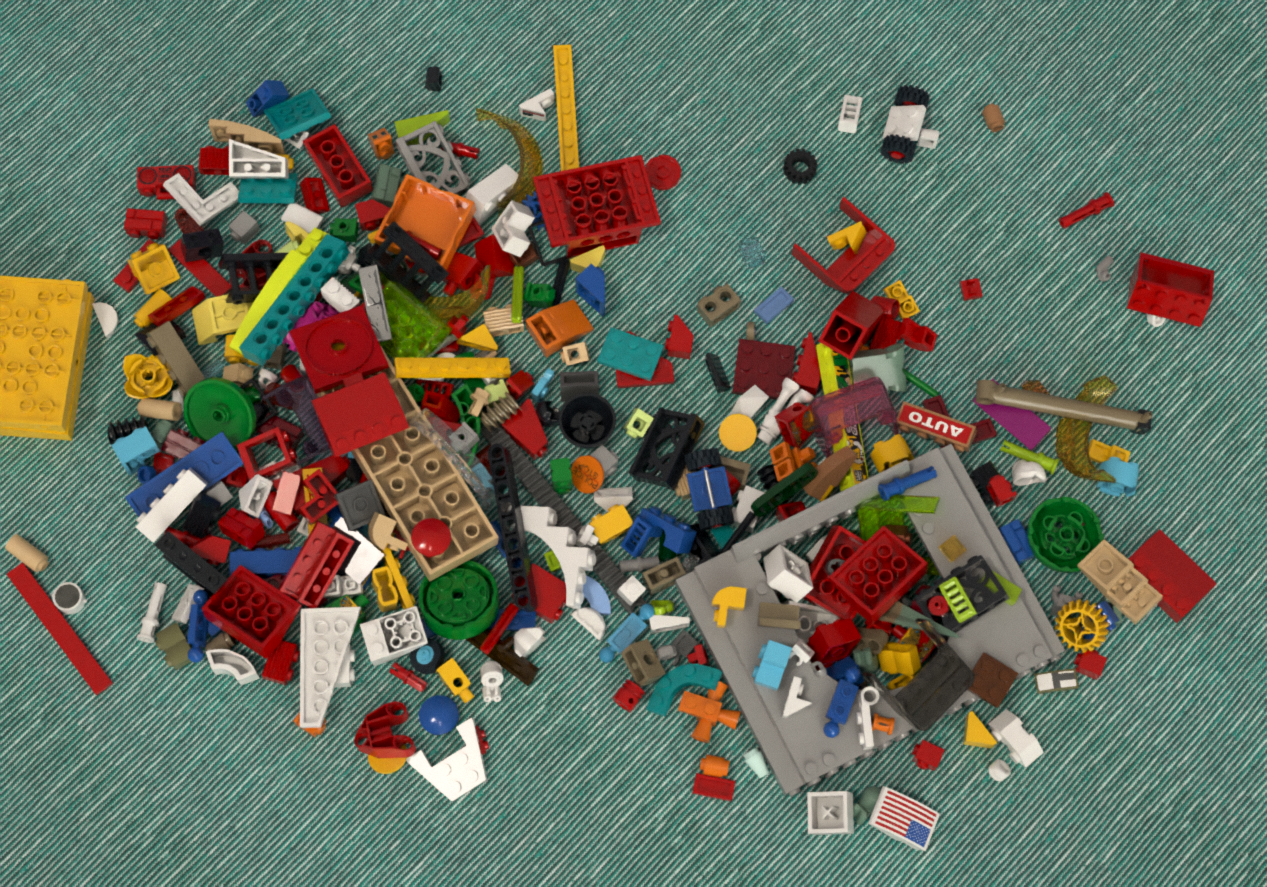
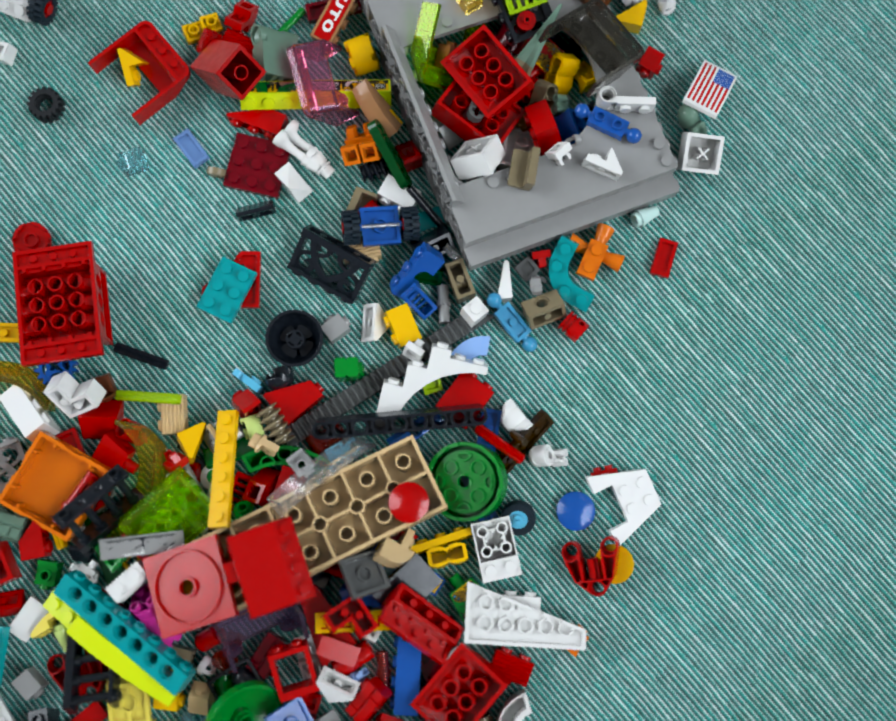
camera: 85 degrees left, 10 degrees up
(343, 585) = (440, 596): white slope -> none
(408, 677) = (537, 538): red axle -> none
(450, 672) = (540, 495): yellow torso -> none
(537, 248) = (96, 373): black piece -> none
(539, 295) = (151, 375): green brick -> none
(558, 326) = (187, 360): orange slope -> none
(577, 383) = (252, 344): dark grey brick -> none
(581, 348) = (224, 340): tan brick -> none
(587, 474) = (348, 343): orange piece -> none
(591, 287) = (152, 319): blue slope -> none
(591, 621) = (496, 354): white tile -> none
(592, 257) = (121, 323): light yellow slope -> none
(644, 422) = (301, 285): yellowish green brick -> none
(662, 606) = (488, 286): lime tile -> none
(681, 339) = (216, 240): red slope -> none
(714, 766) = (646, 254): orange brick -> none
(722, 308) = (187, 198): dark tan brick -> none
(725, 599) = (503, 215): yellow brick -> none
(737, 432) = (320, 196): yellow tile -> none
(772, 665) = (571, 179): medium azure brick -> none
(795, 424) = (319, 138): red torso -> none
(888, 721) = (632, 86): orange bush -> none
(899, 485) = (404, 38): blue pin -> none

